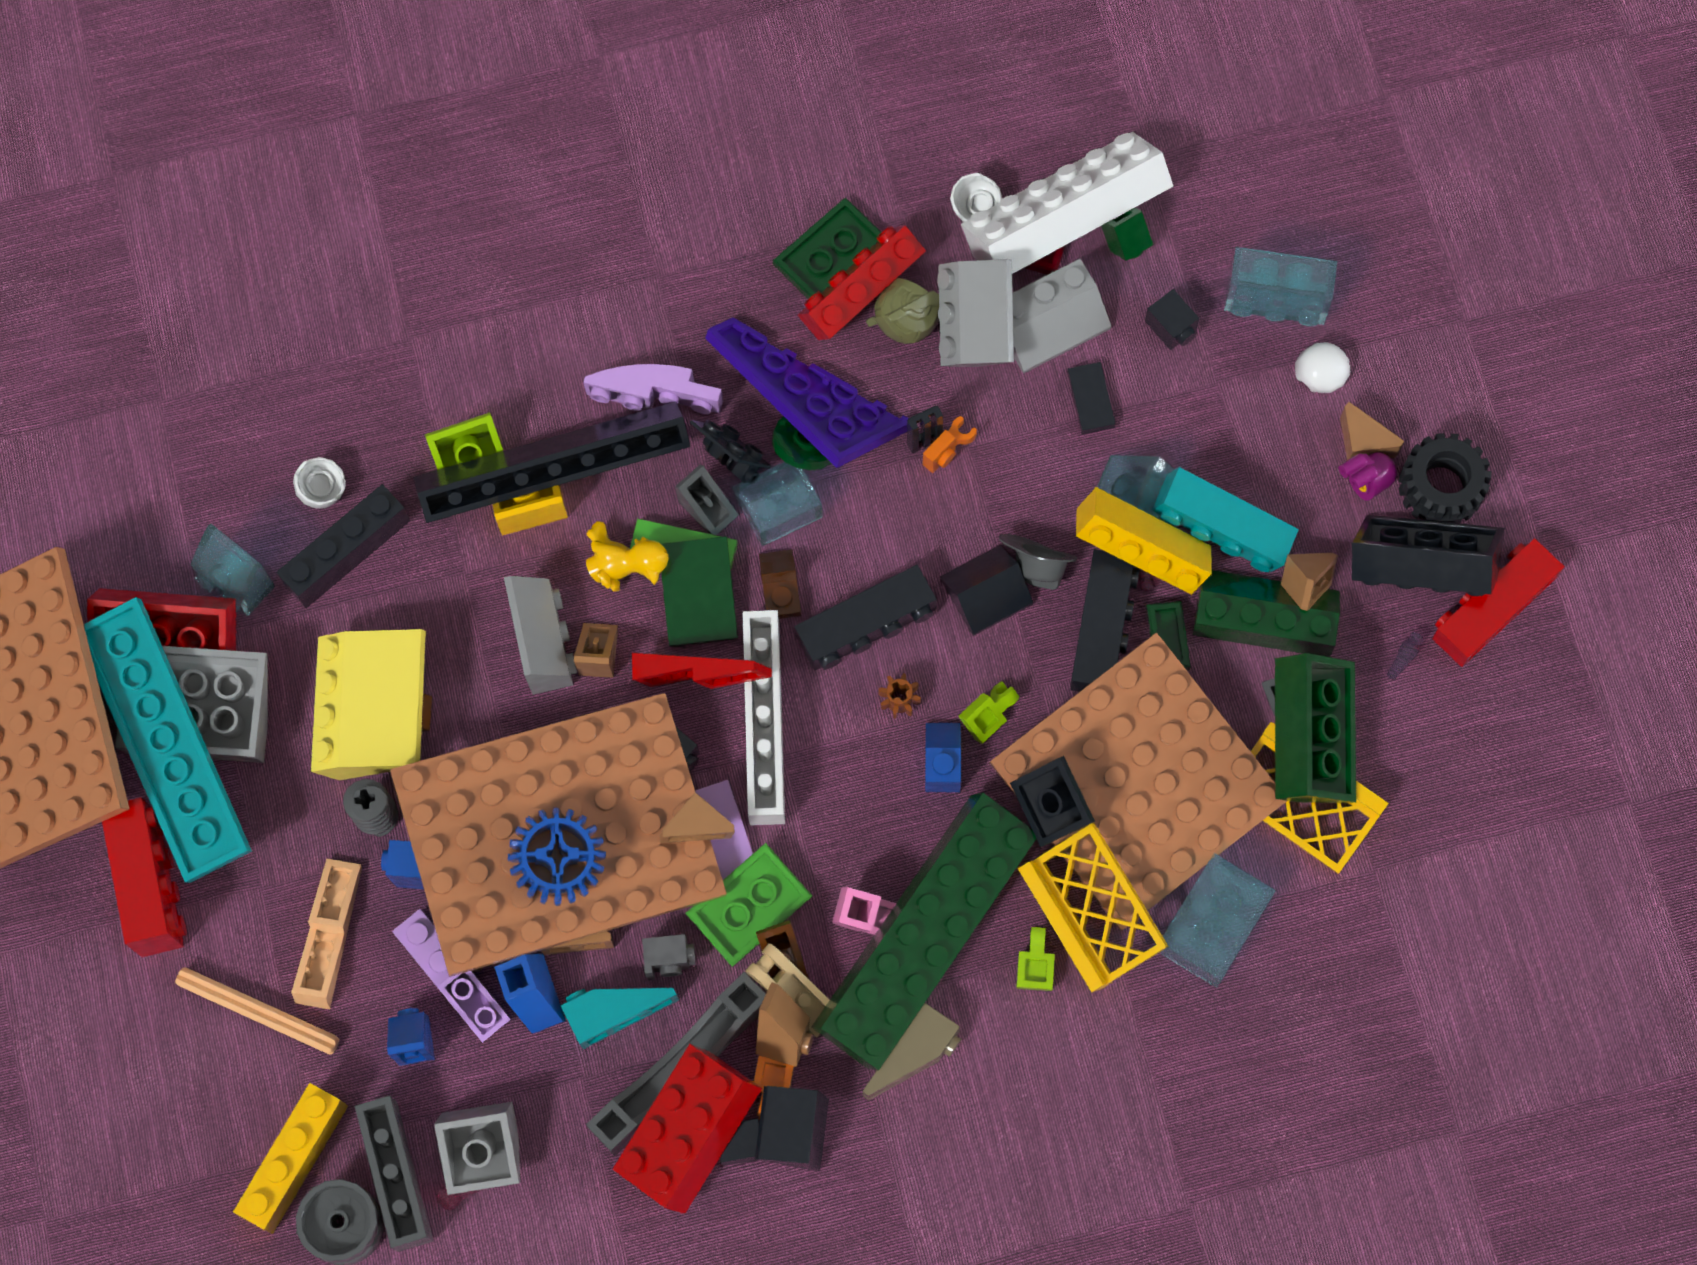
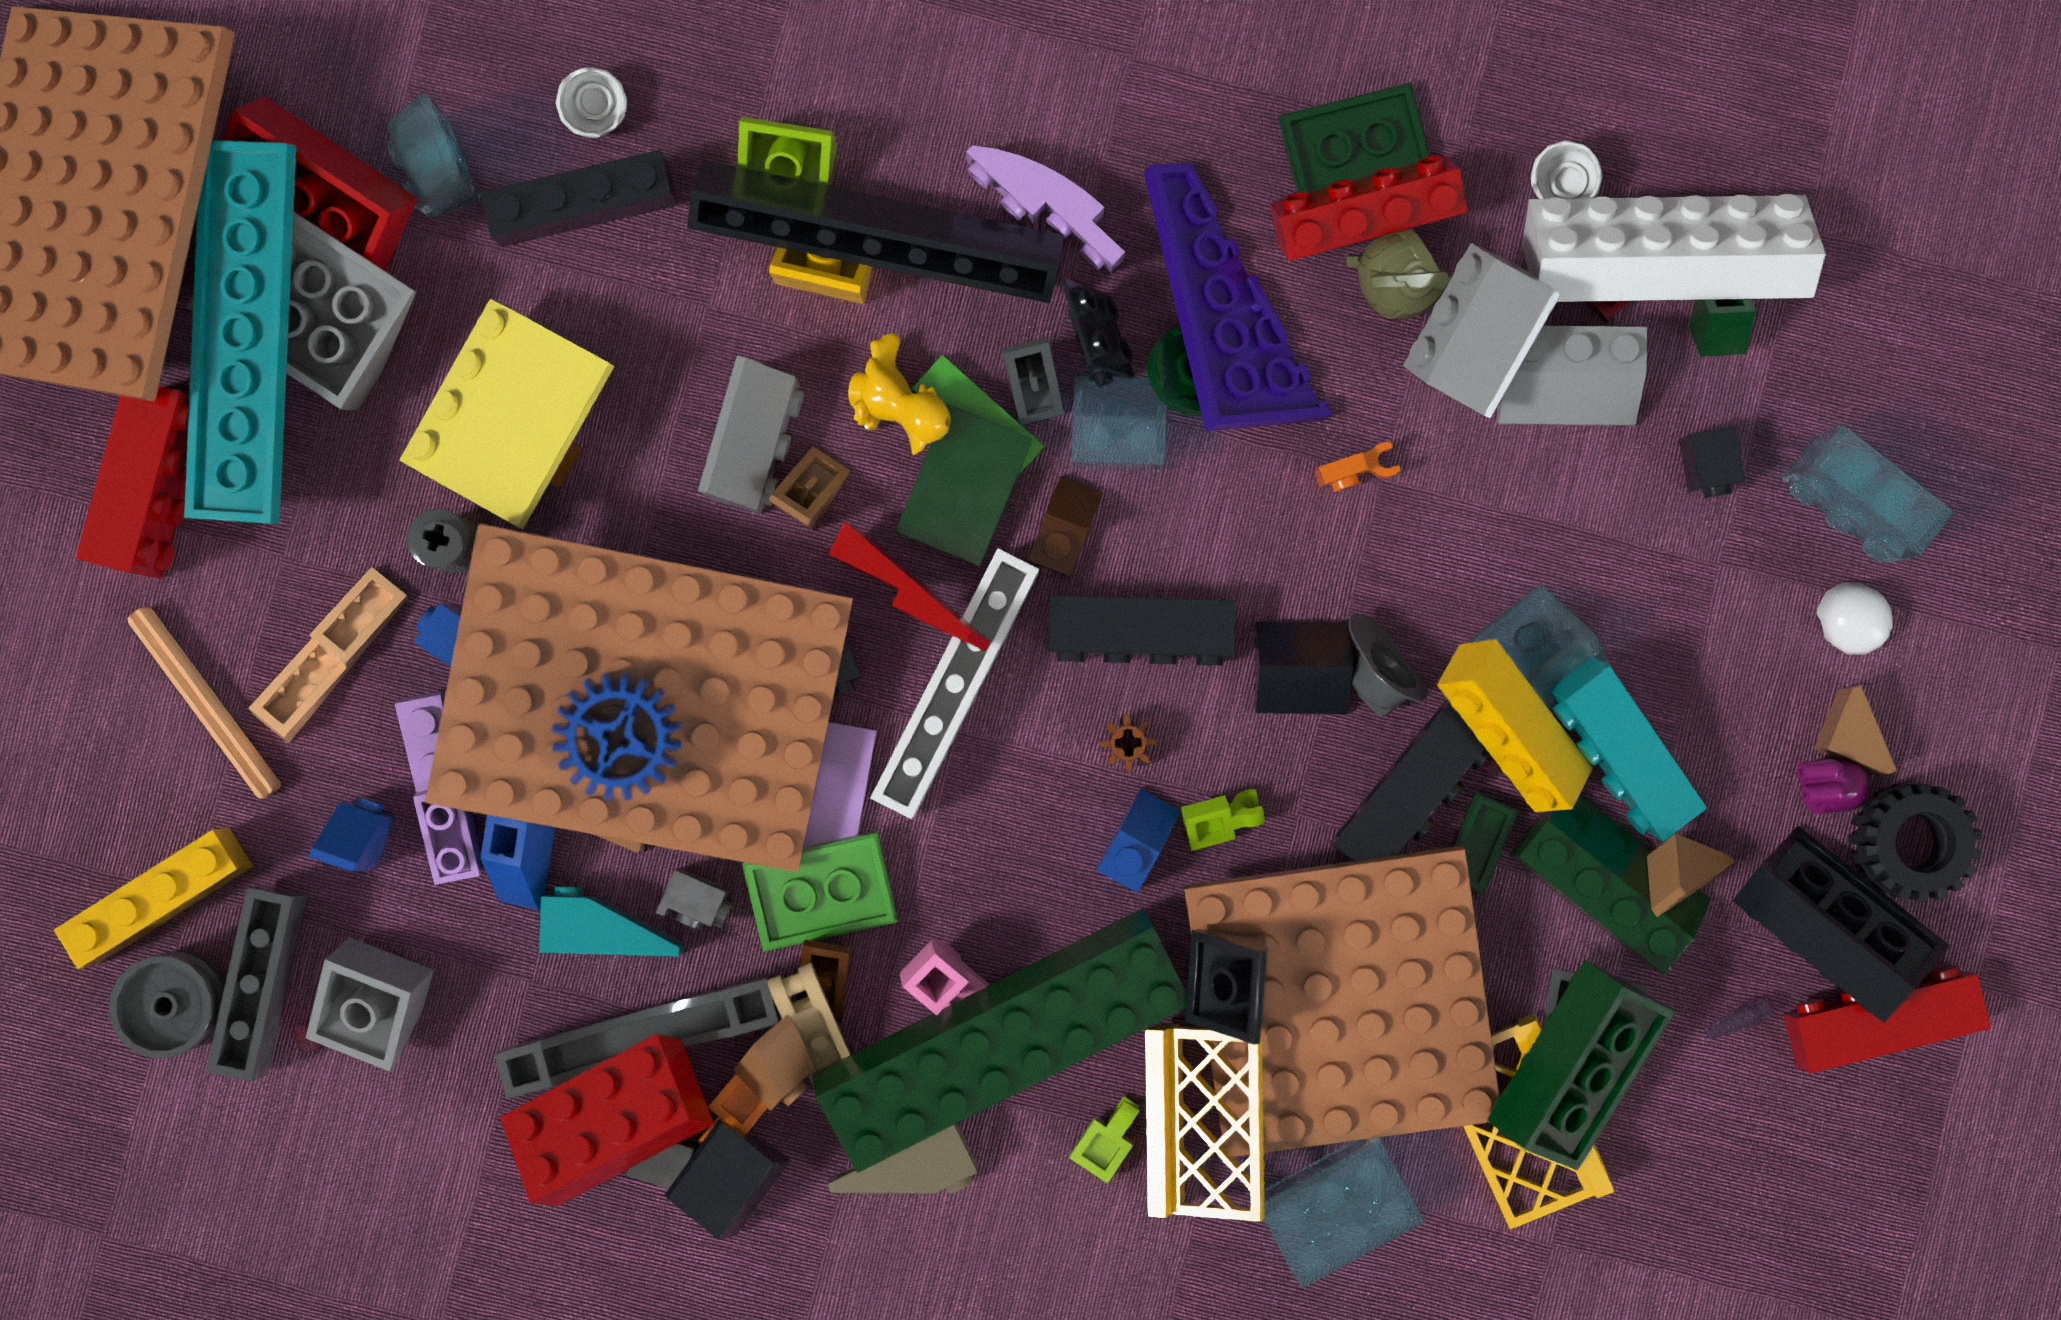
camera: 25 degrees right, 15 degrees up
(697, 822) = (801, 779): medium nougat slope -> none
(930, 428) = (1337, 436): black tile -> none
(1091, 398) = (1559, 501): black tile -> none

